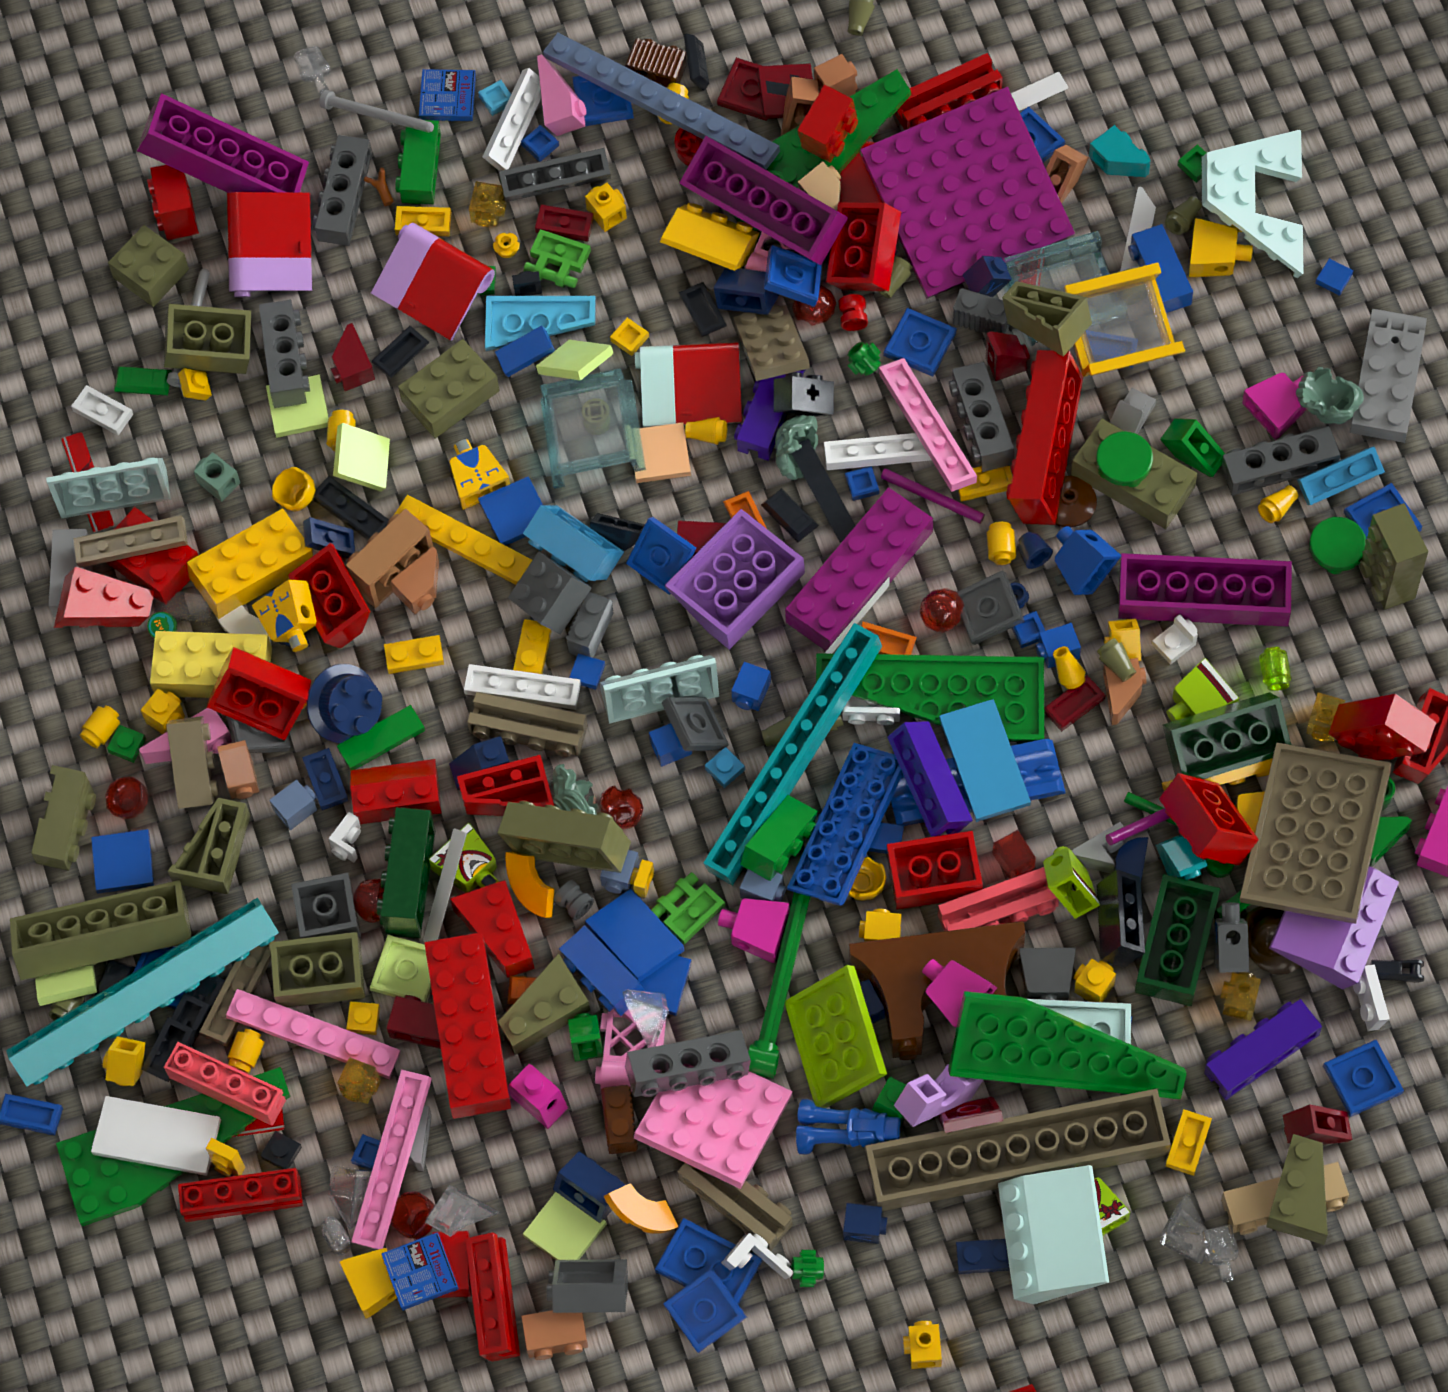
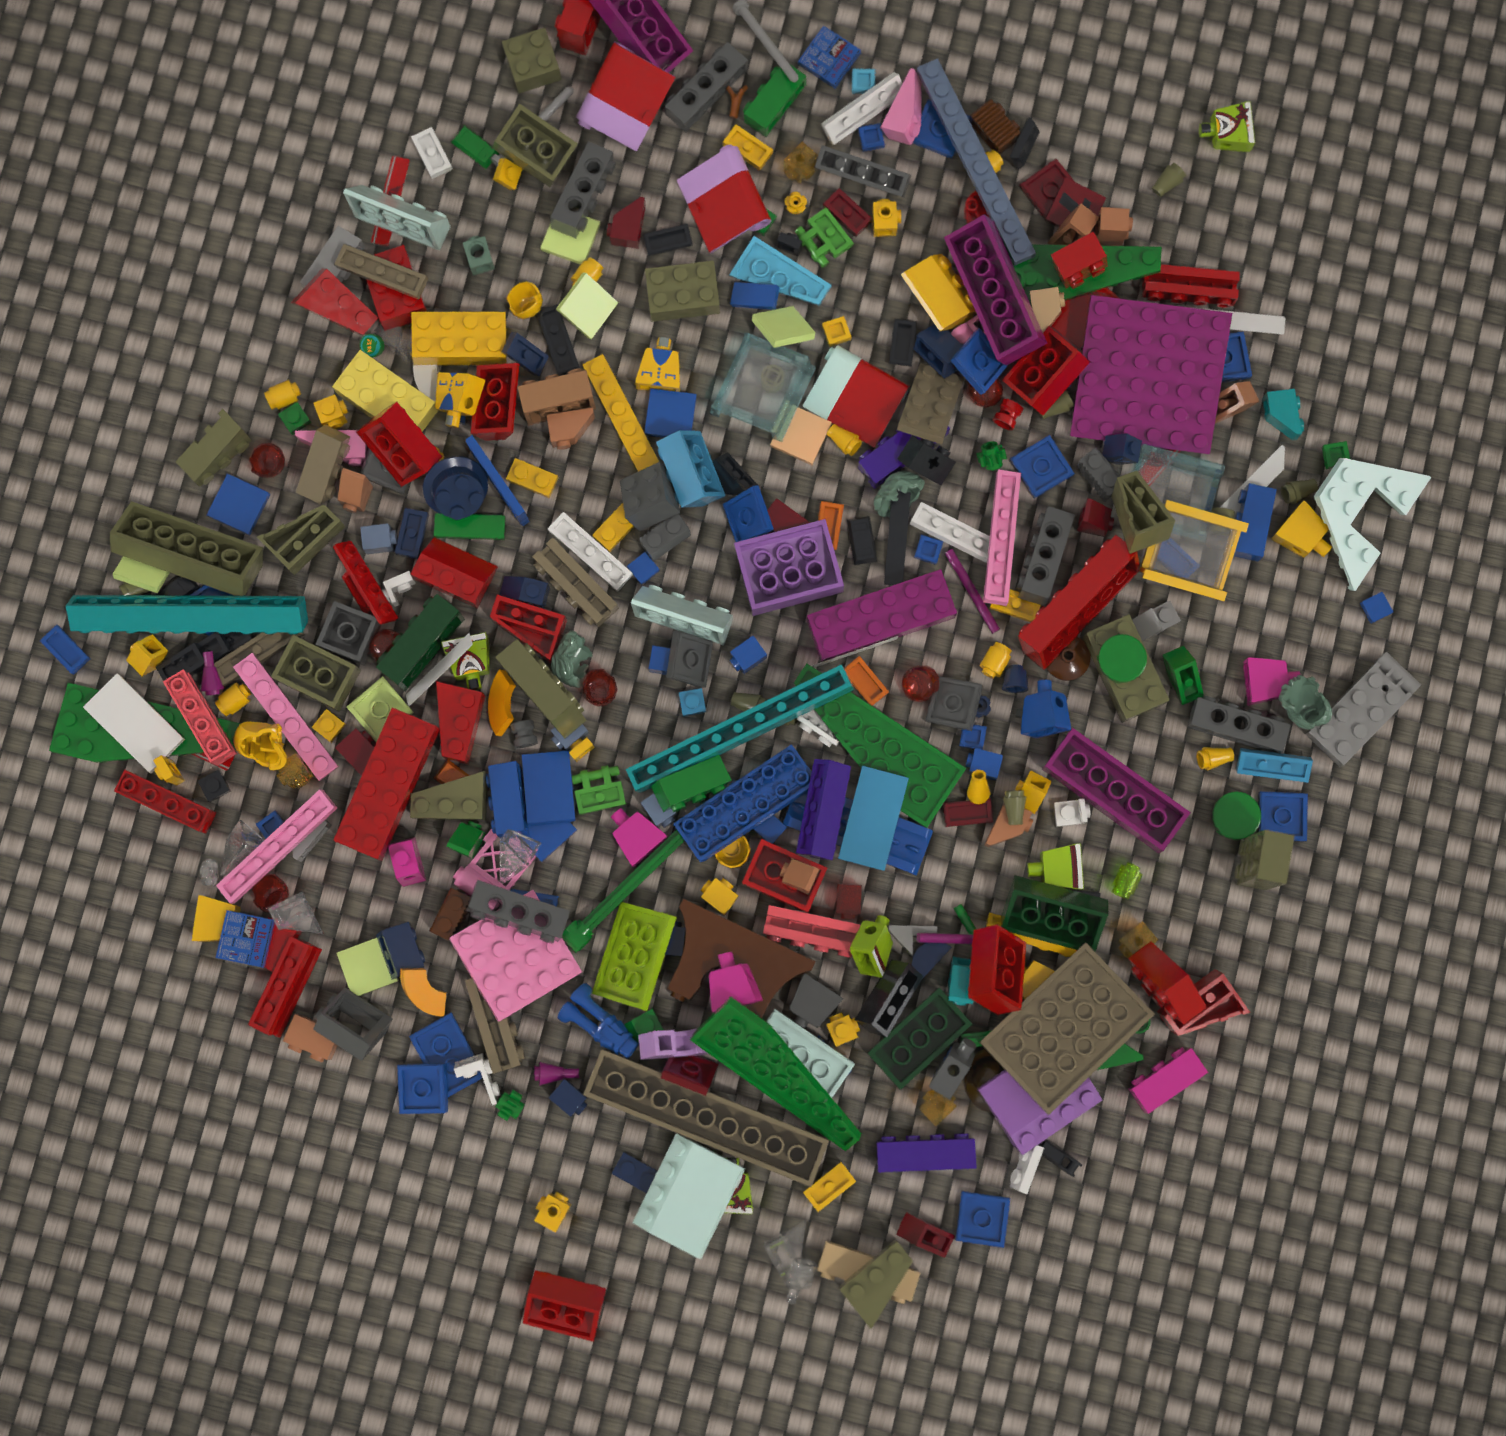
camera: 30 degrees right, 15 degrees up
(208, 1040) = (211, 680): none -> magenta cone
(308, 856) = (363, 584): none -> red bracket
(308, 1071) = (261, 743): none -> yellow head
(386, 672) = (497, 481): none -> blue tile
(824, 1214) = (548, 1073): none -> magenta cone
(951, 848) = (799, 875): none -> nougat slope

